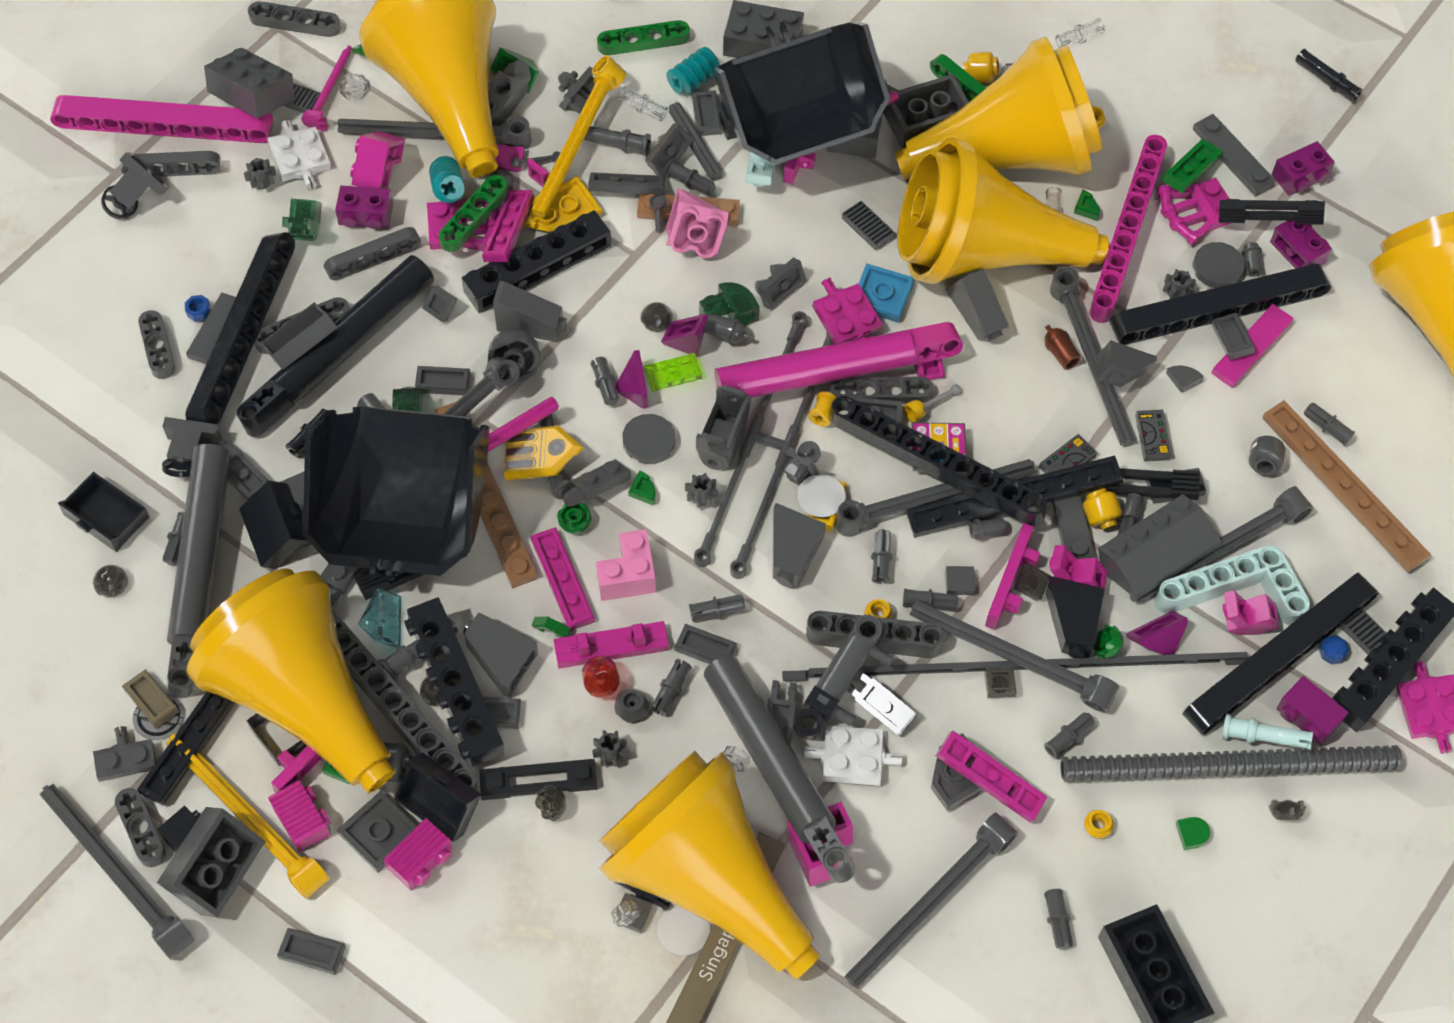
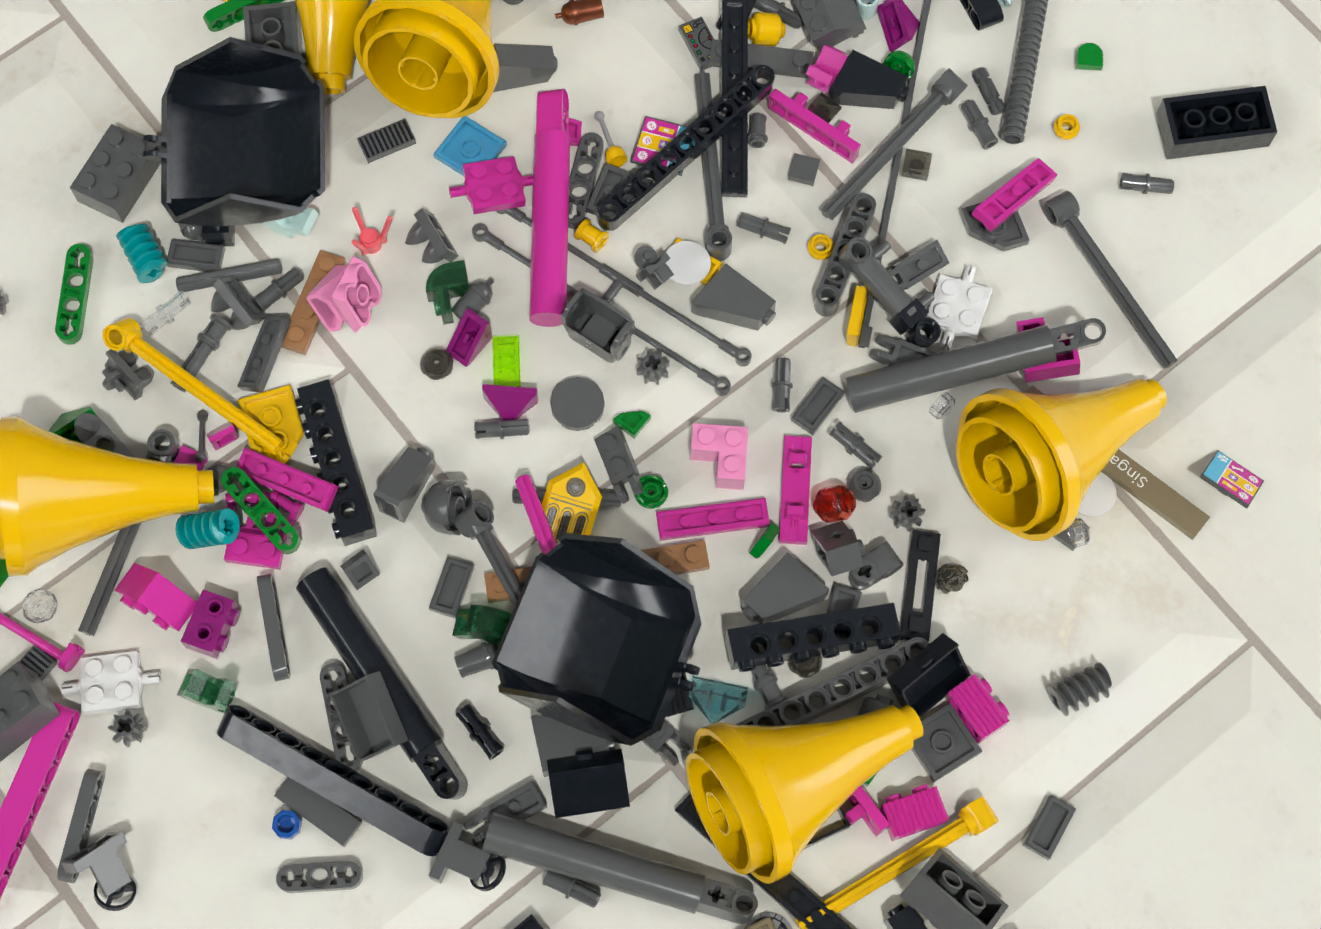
camera: 75 degrees left, 10 degrees up
(455, 950) = (1080, 688): none -> dark grey piece
(549, 732) = (878, 565): none -> dark grey piece
(550, 684) = (838, 548): none -> dark grey brick
(658, 202) = (306, 328): dark grey hand -> none
(762, 232) = (370, 238): none -> coral plant
(807, 657) = (856, 316): none -> yellow tile
(932, 599) = (818, 200): dark grey axle -> none
(1113, 737) = (988, 91): none -> dark grey axle

